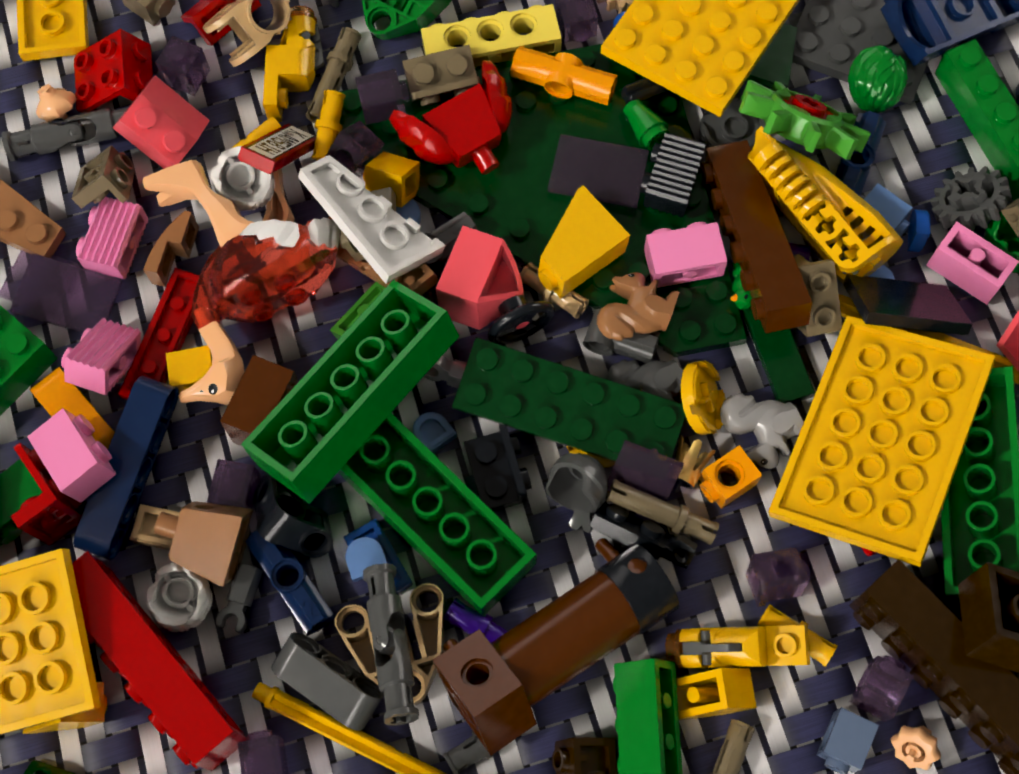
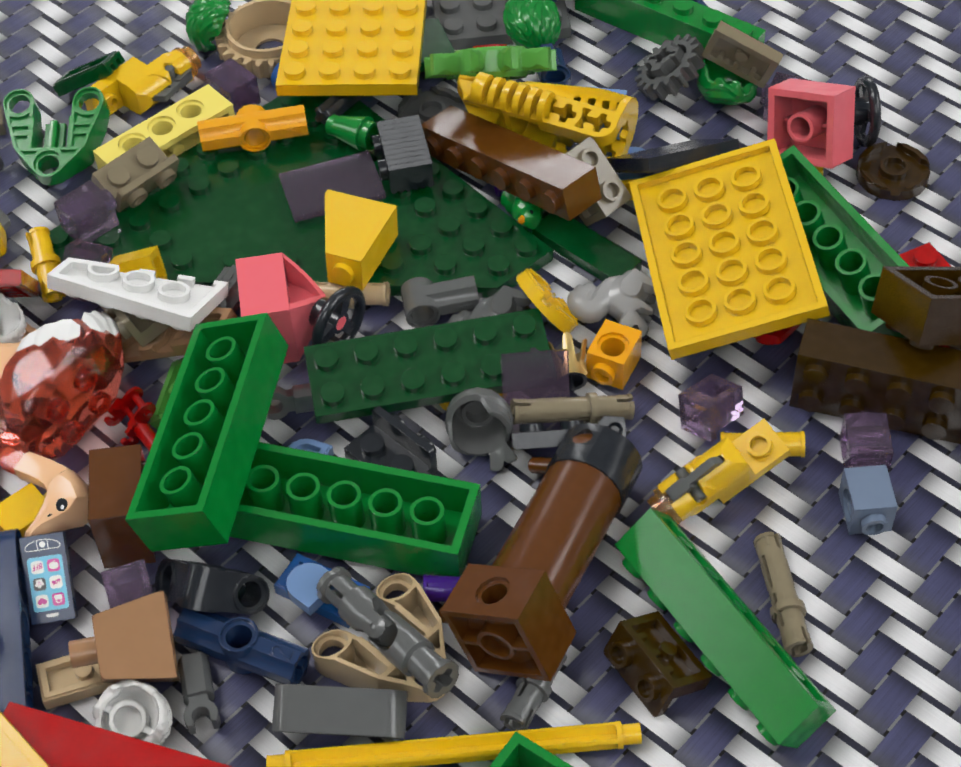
camera: 30 degrees left, 20 degrees down
(181, 437) = (48, 577): none -> tile
(319, 330) = (138, 425): none -> red piece
(338, 64) = (24, 217): dark tan pin -> none
(461, 127) = (180, 202): red torso -> none
(642, 313) = (440, 260): medium nougat animal -> none
(685, 254) = (455, 204): bright pink brick -> none
(715, 693) = (724, 522): yellow slope -> none
(916, 747) = (929, 473): light nougat piece -> none
(918, 230) = (646, 111): blue tile -> none
(972, 263) = (704, 108): bright pink brick -> none

